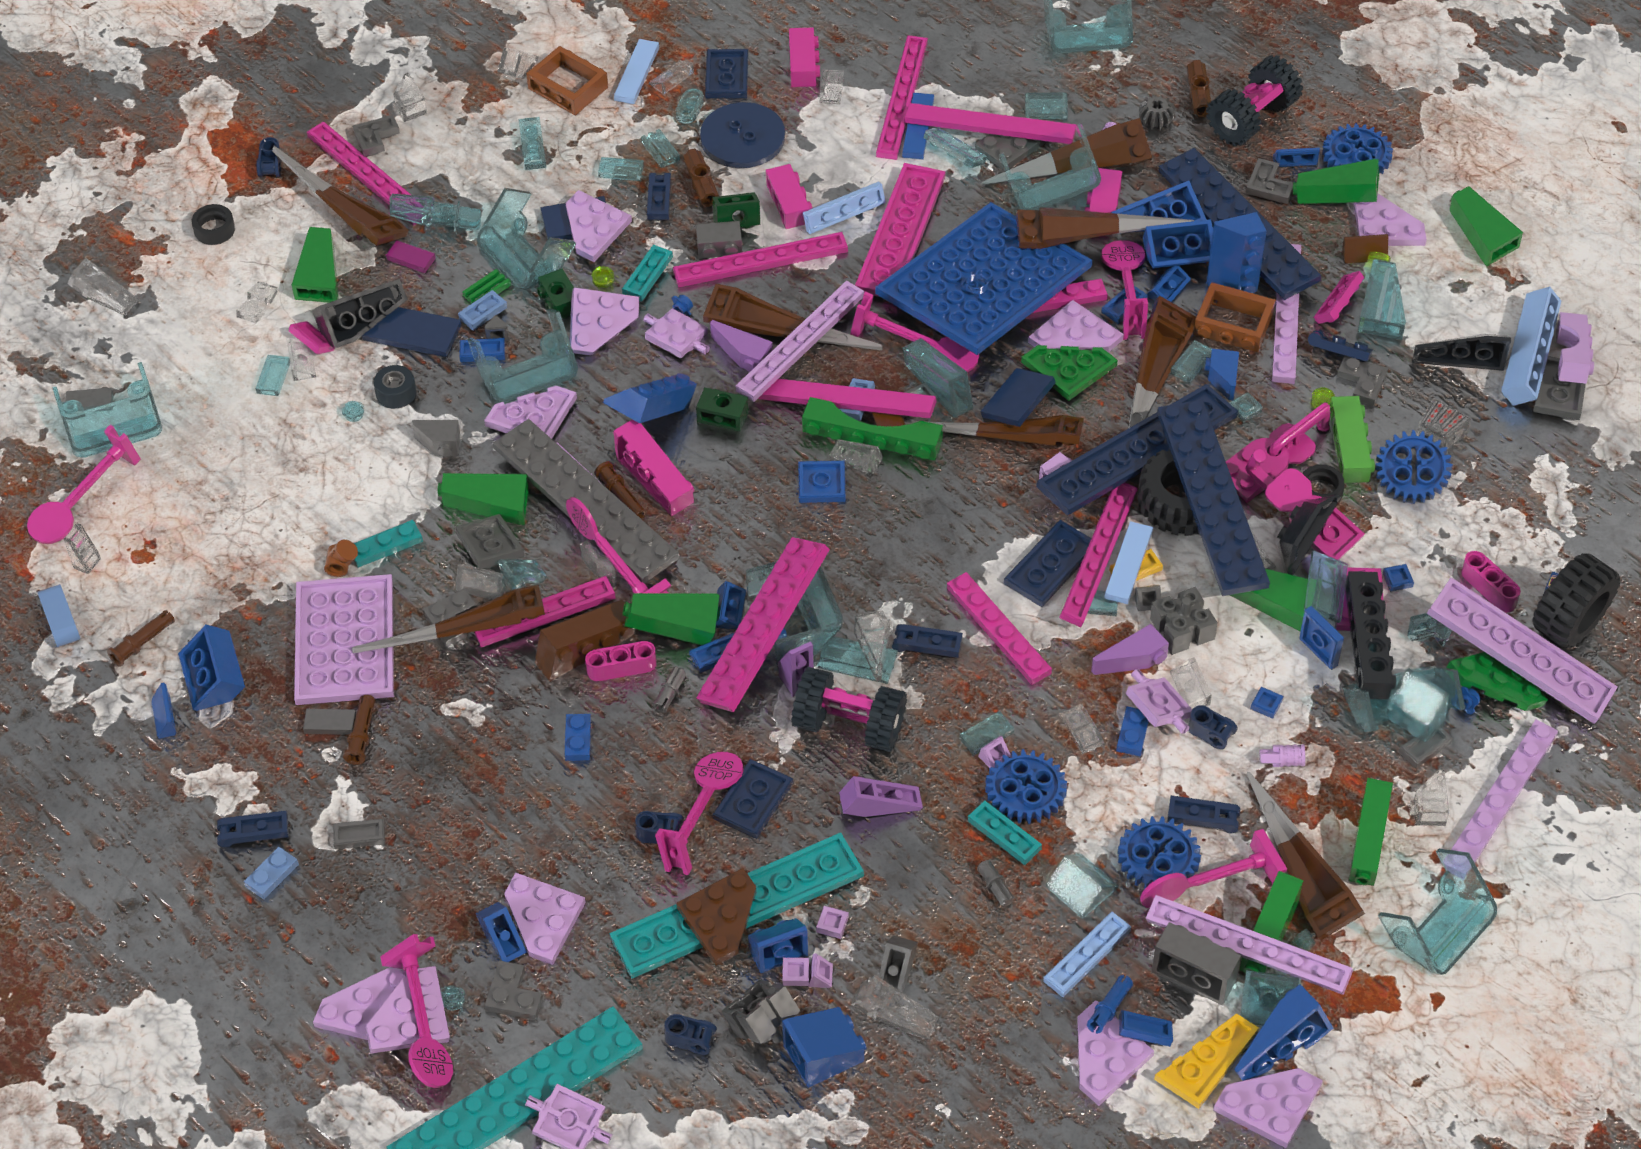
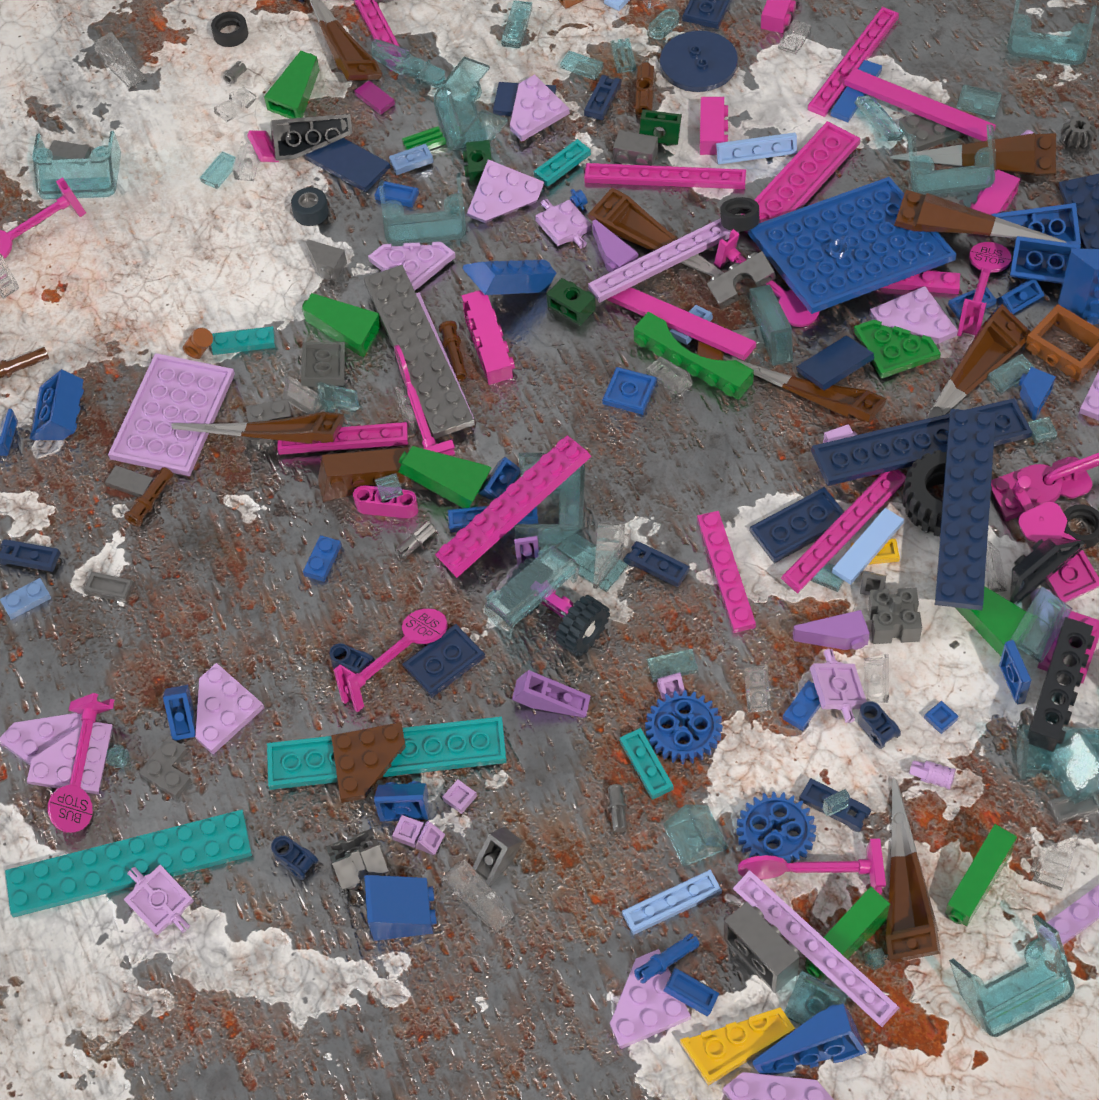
camera: 25 degrees right, 5 degrees up
(239, 272) = (231, 75): none -> flat silver pin
(353, 411) = (268, 218): clear light blue plate -> none
(496, 329) = (413, 179): flat silver slope -> none
(603, 277) = (524, 156): clear neon green tile -> none
(622, 643) = (388, 487): none -> clear light blue tile
(820, 699) = (530, 588): none -> clear light blue windscreen
(862, 266) = (740, 205): none -> black tyre
(902, 325) = (754, 268): none -> flat silver arch
(1208, 808) = (836, 802): none -> clear light blue tile

